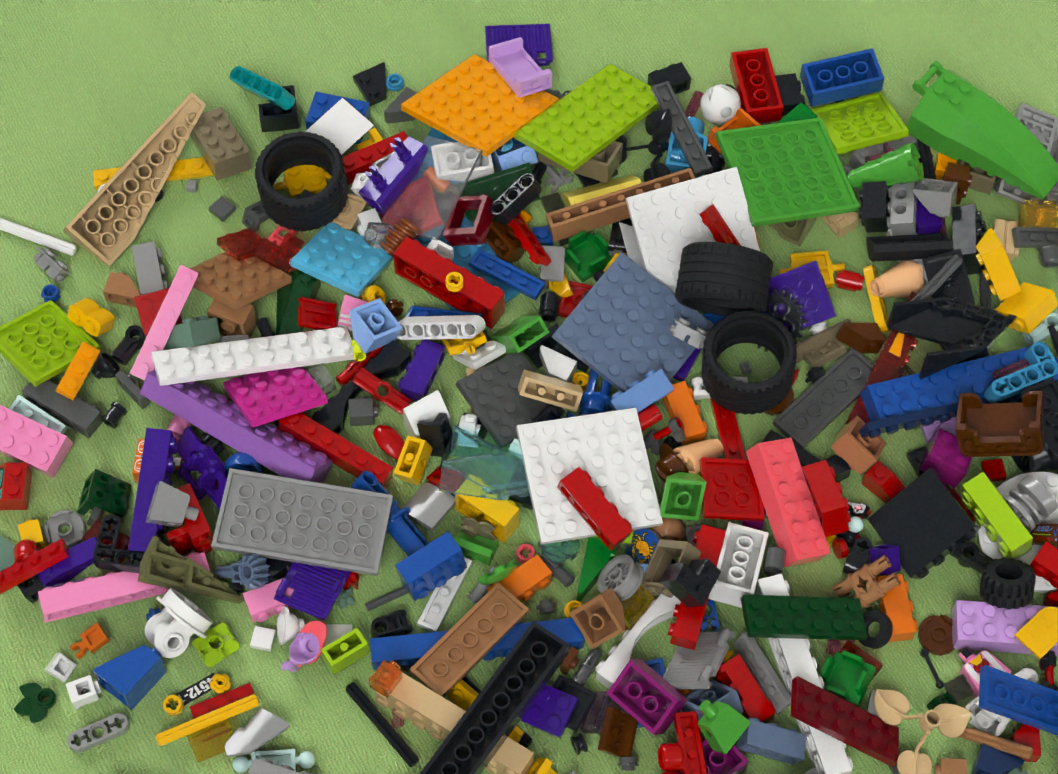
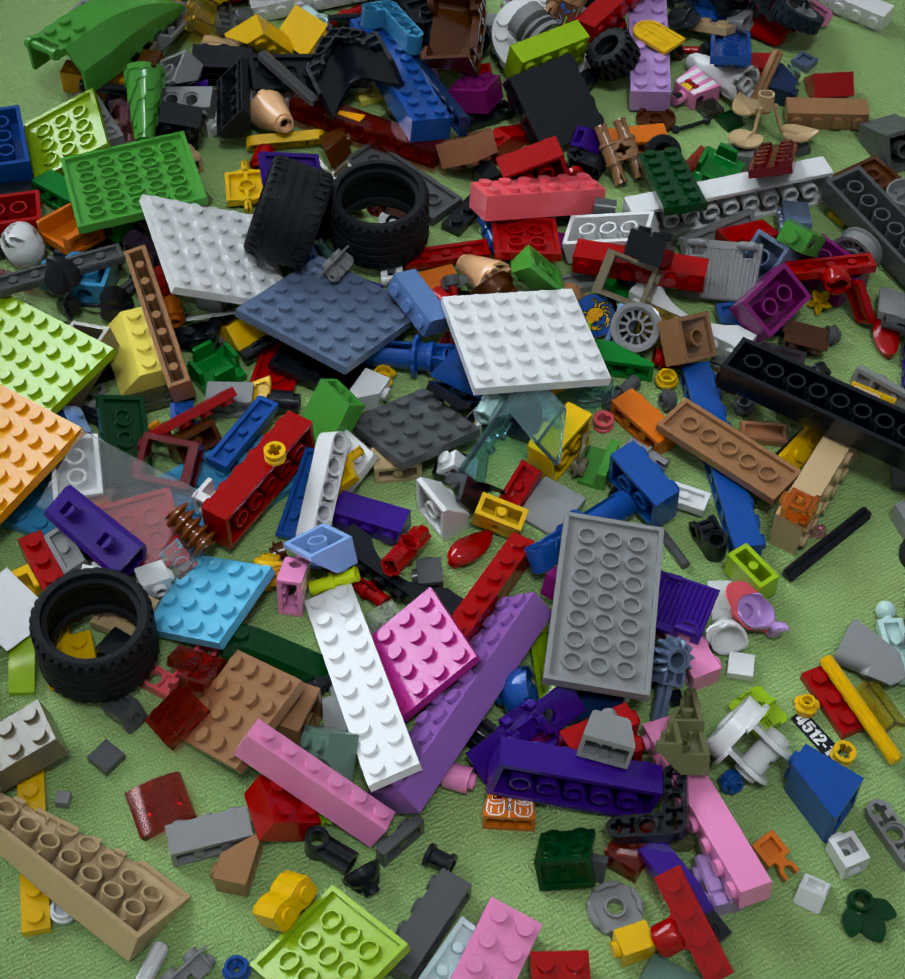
camera: 90 degrees left, 10 degrees down
(77, 371) = (381, 899): light orange plate -> none
(178, 242) = (159, 804): none -> clear red slope
(316, 314) = (293, 626): red plate -> none
(498, 573) = (646, 424): bright green dish -> none
(515, 199) = (143, 400): black beam -> none
(550, 390) = (410, 383): tan brick -> none
(595, 508) = (572, 325): red brick -> none
(718, 226) = (220, 223): red plate -> none
(1010, 369) = (388, 34): clear pink axle -> none

